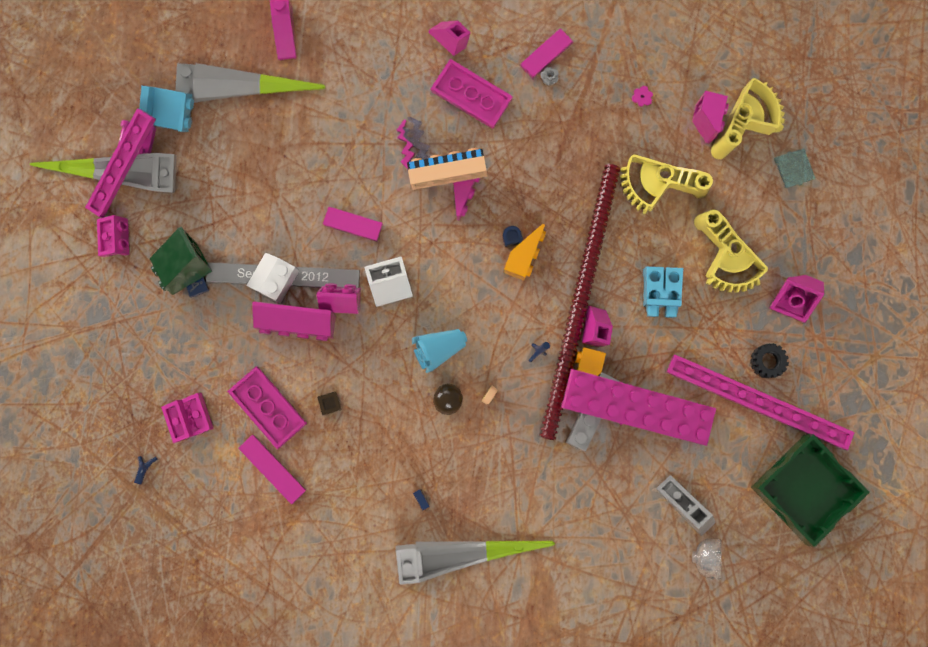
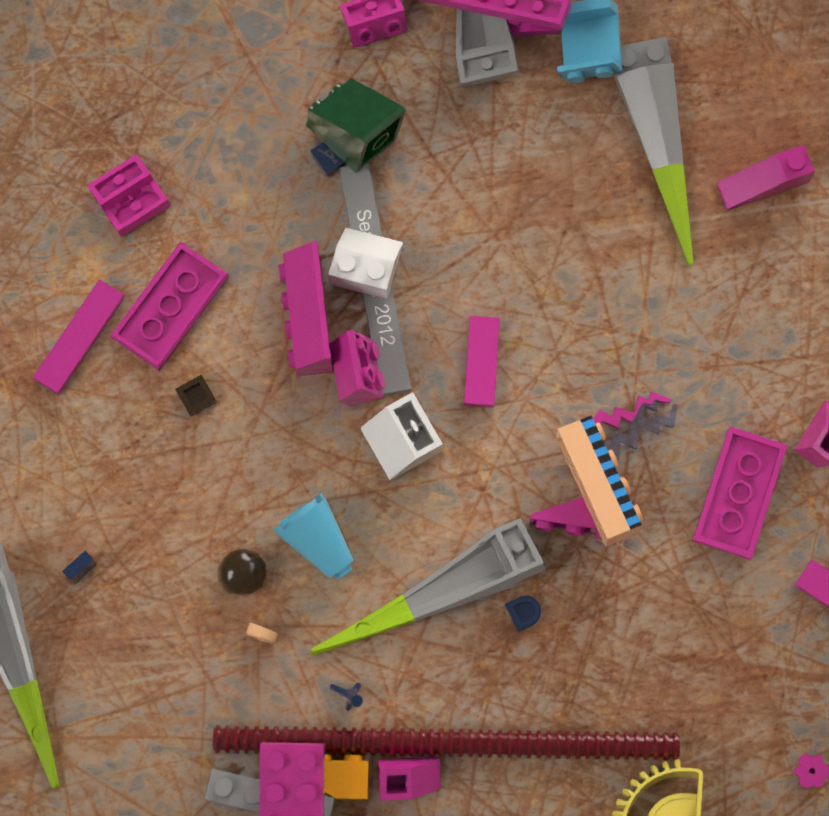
camera: 80 degrees right, 5 degrees down
(143, 467) = (40, 152): dark blue bar -> none
(481, 250) = (482, 570): none -> light grey plate
(521, 256) = (491, 633): light orange slope -> none
(549, 80) = (804, 619): light grey plate -> none

